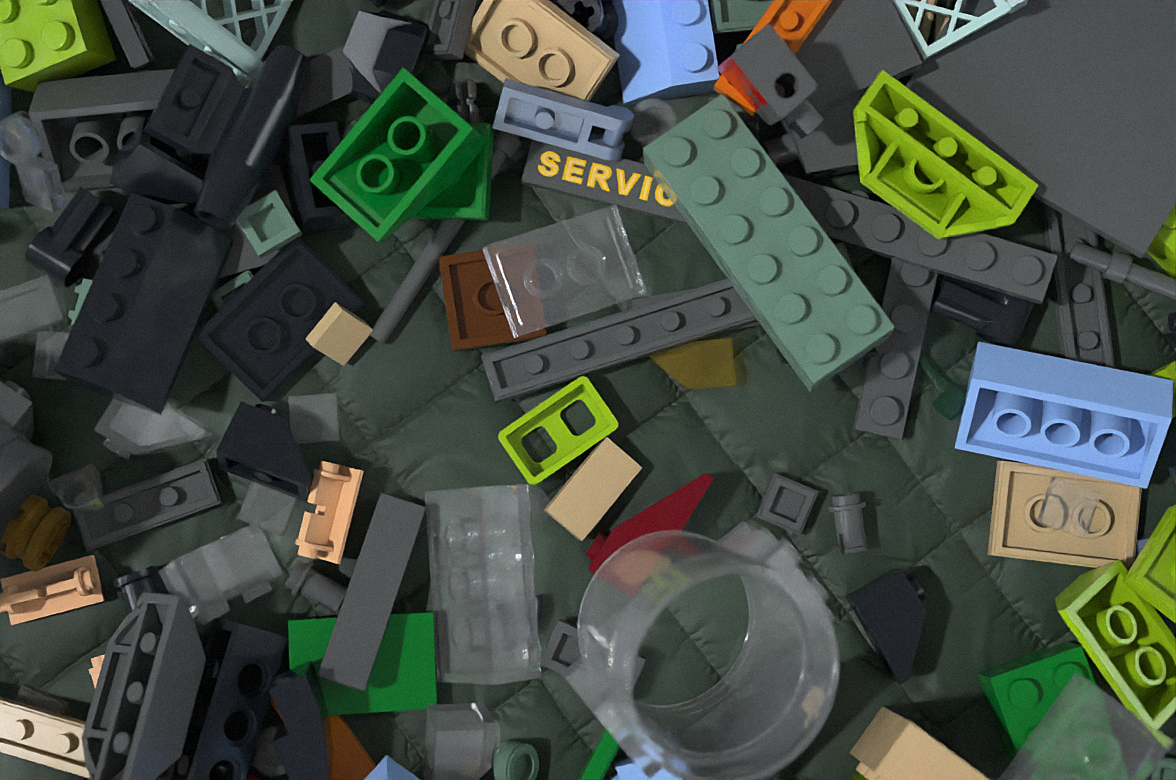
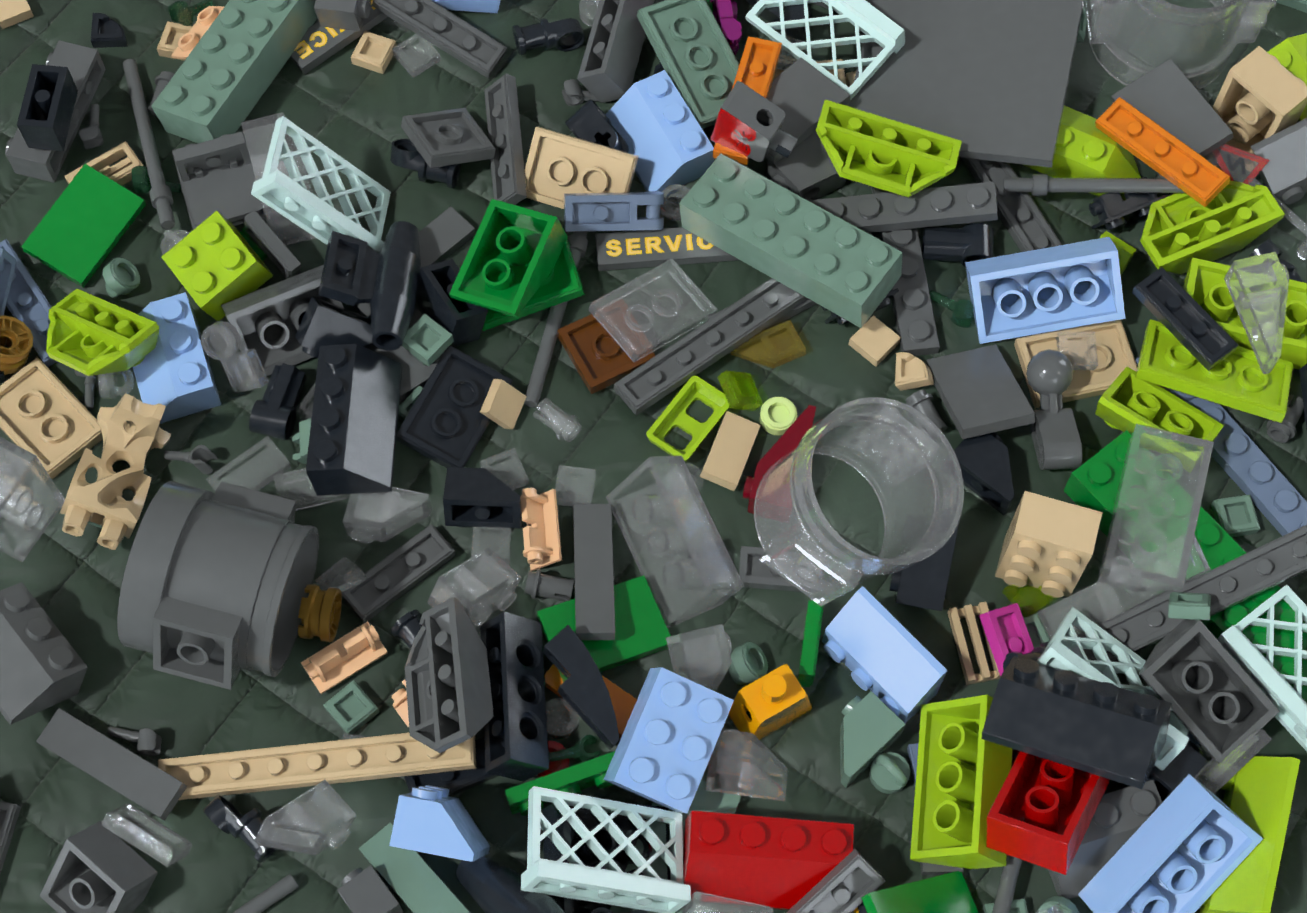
camera: 20 degrees left, 20 degrees down
(42, 653) = (351, 708): none -> sand green tile
(379, 49) = (465, 209): black slope -> none
(392, 466) = (575, 485): none -> clear tile
(399, 375) = (557, 420): none -> clear pin
(633, 414) = (740, 390): none -> clear neon green tile
(670, 459) = (777, 415): none -> yellowish green tile
(826, 403) = (874, 340): none -> tan tile
(854, 460) = (911, 372): none -> tan tile
(924, 524) = (980, 392): none -> dark grey tile
(998, 594) = (1055, 428): none -> dark grey beam

